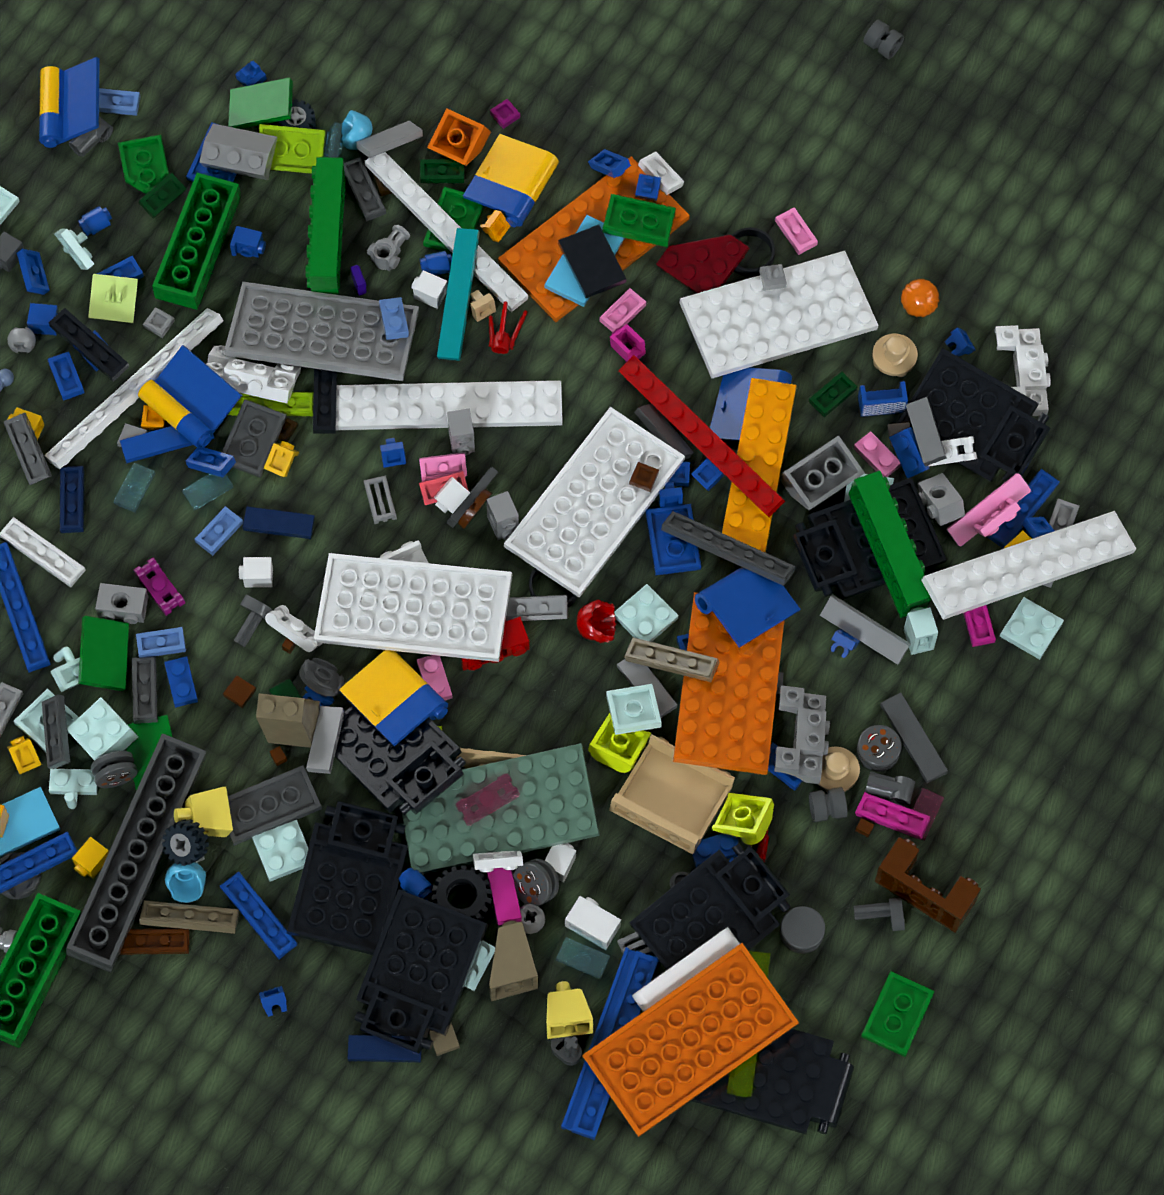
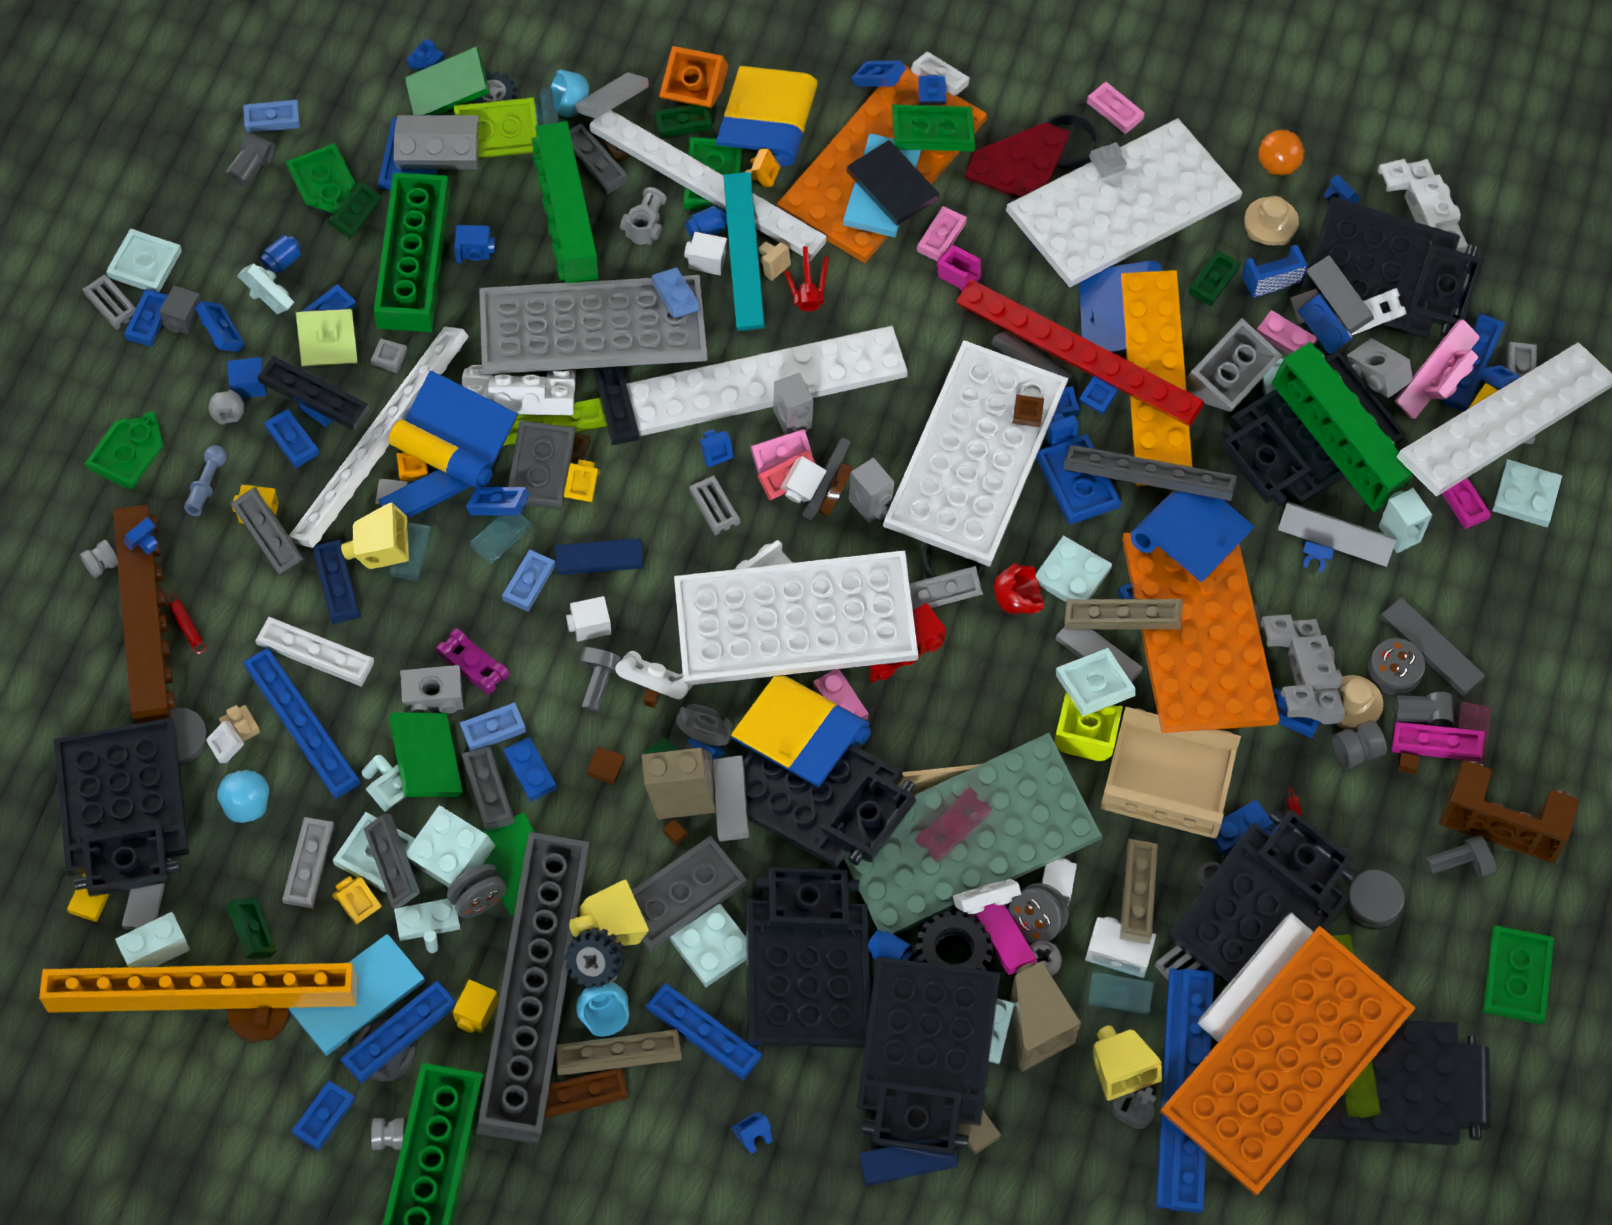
camera: 15 degrees left, 5 degrees down
(68, 102) = (215, 125): blue door -> none
(112, 472) = (379, 538): none -> light yellow torso
(358, 280) = (618, 259): dark purple tile -> none
(505, 113) = (737, 44): magenta tile -> none
(618, 882) = (1138, 891): none -> dark tan tile
(745, 817) = (1266, 780): neon yellow slope -> none

